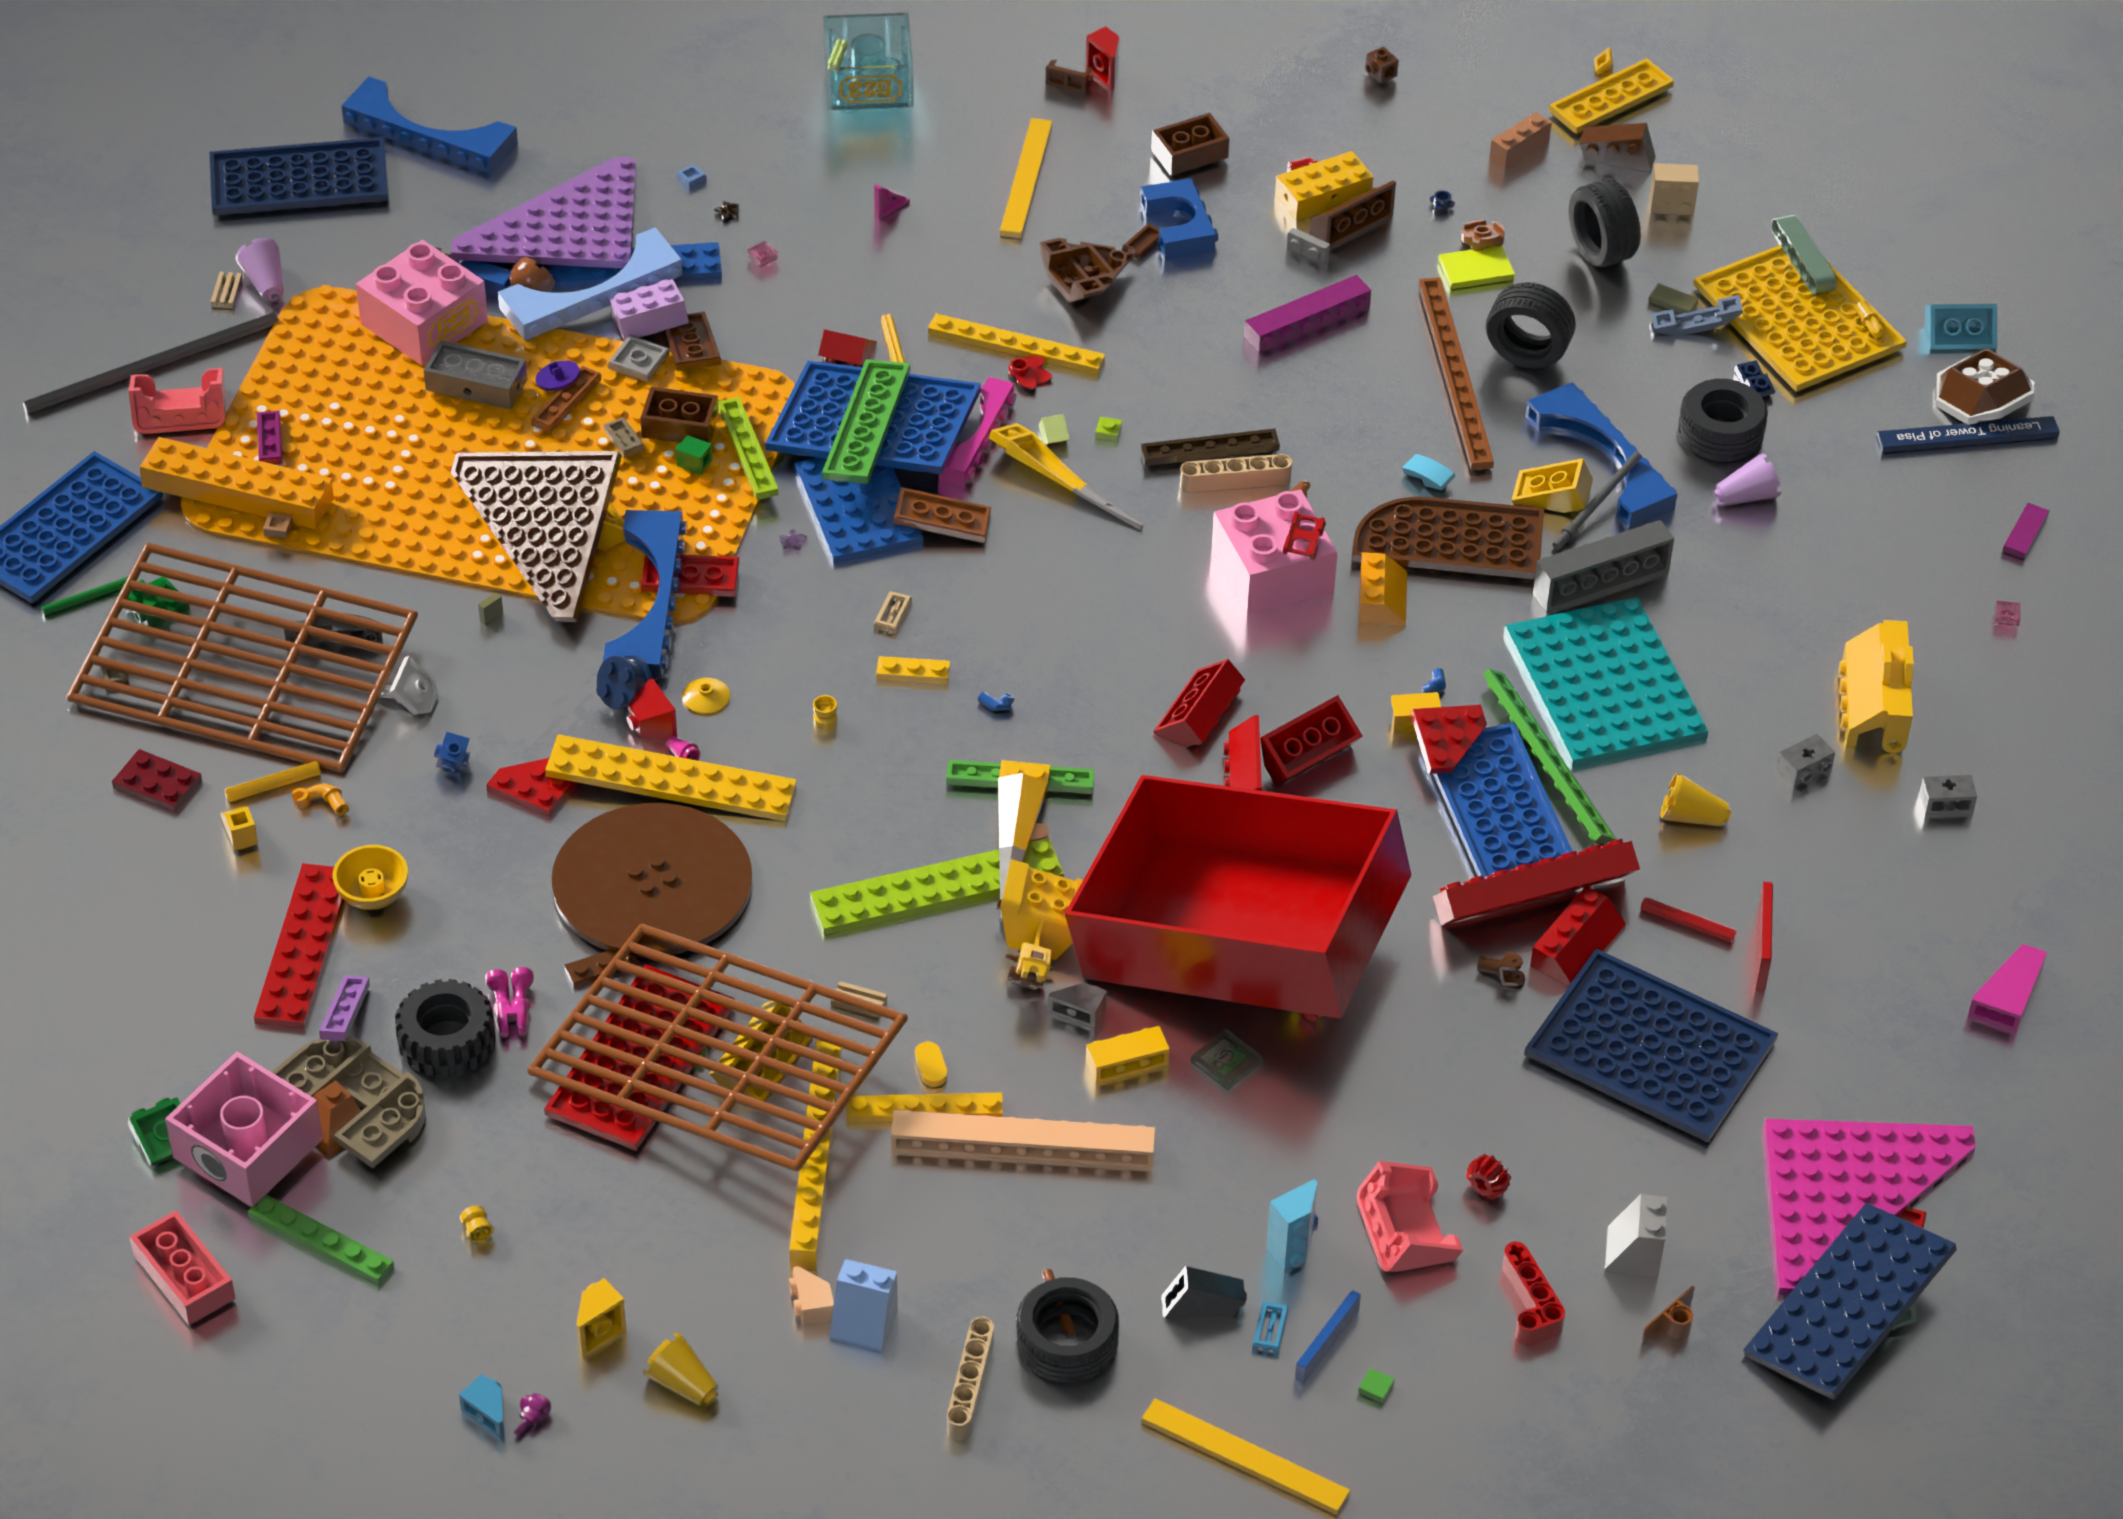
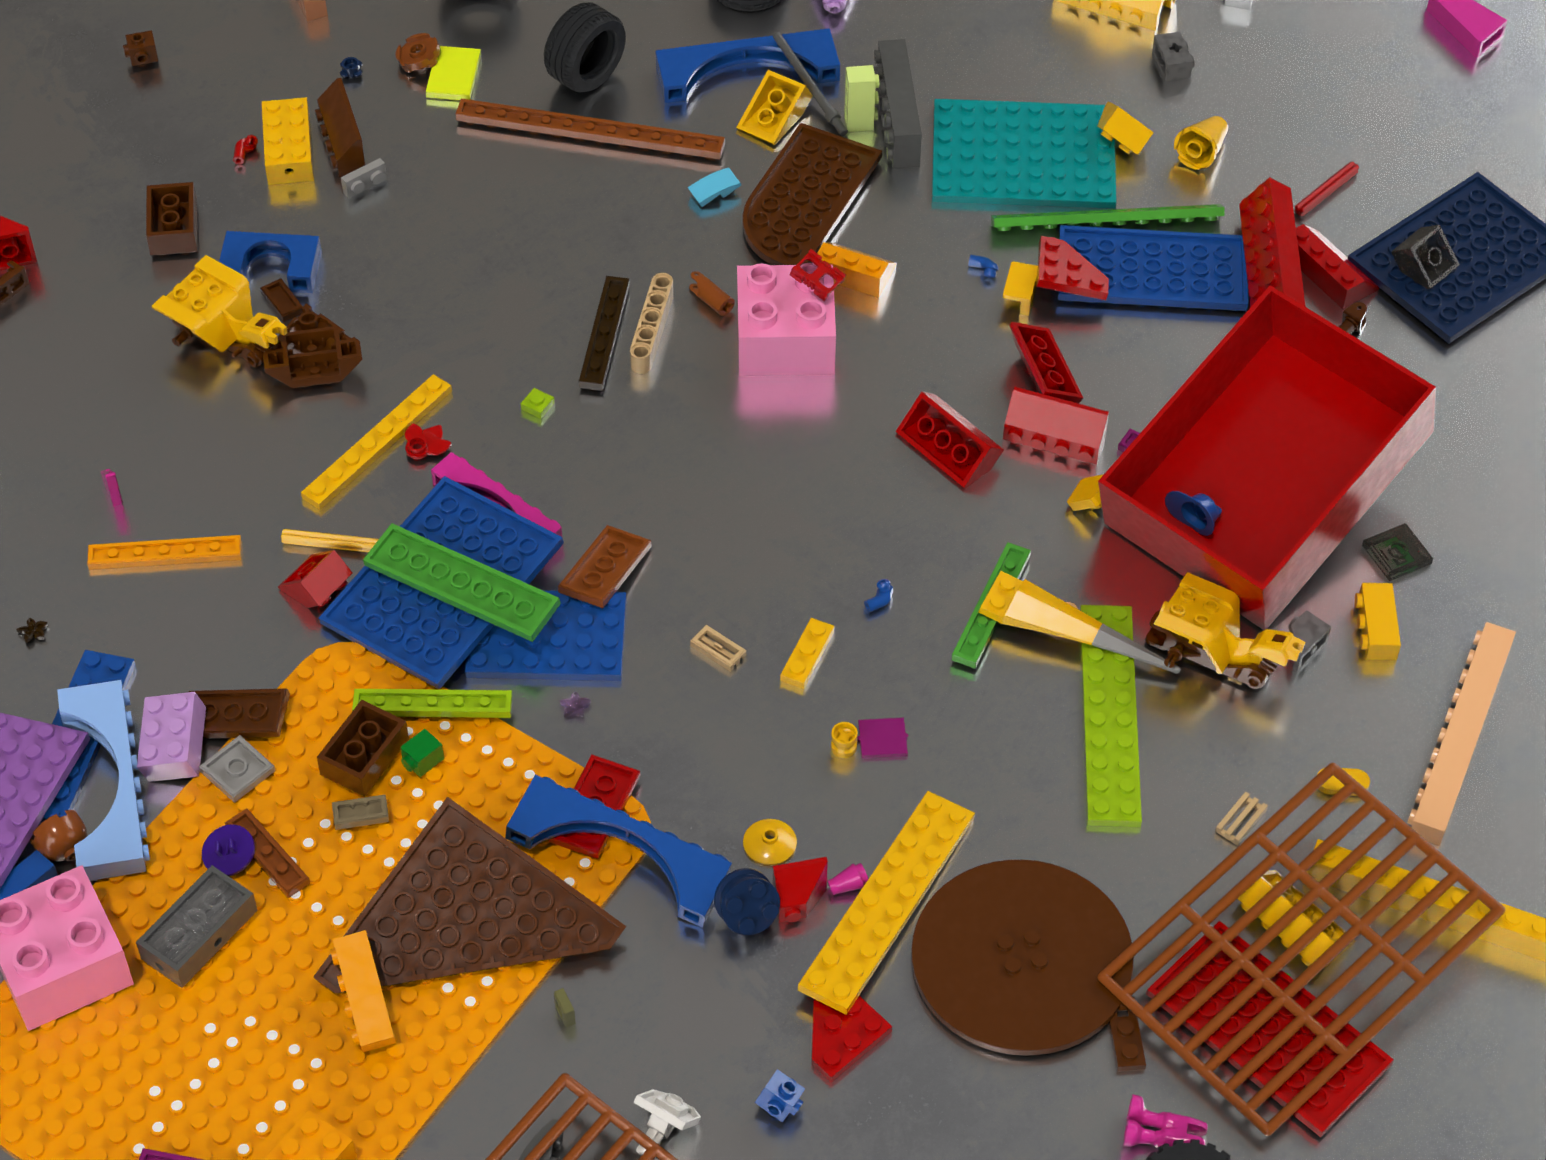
camera: 70 degrees left, 5 degrees up
(449, 479) = (363, 990): none -> light orange brick
(762, 254) = (126, 615): clear pink plate -> none
(839, 257) = (164, 552): none -> light orange tile
(844, 741) = (882, 738): none -> magenta piece
(881, 1107) = (1399, 789): yellow plate -> none
(1026, 178) = (134, 364): yellow tile -> none
(1031, 451) = (547, 470): yellow plate -> none
(1054, 429) = (524, 444): yellowish green brick -> none
(1088, 194) = (218, 309): none -> yellow piece
(1180, 882) = (1195, 511): none -> blue piece
(1307, 313) = (459, 207): magenta brick -> none
(1582, 522) = (861, 98): none -> yellowish green brick
(1615, 1003) = (1426, 256): none -> clear smoke slope
(1669, 737) = (1123, 128): none -> yellow slope
(1764, 936) = (1375, 142): red tile -> none

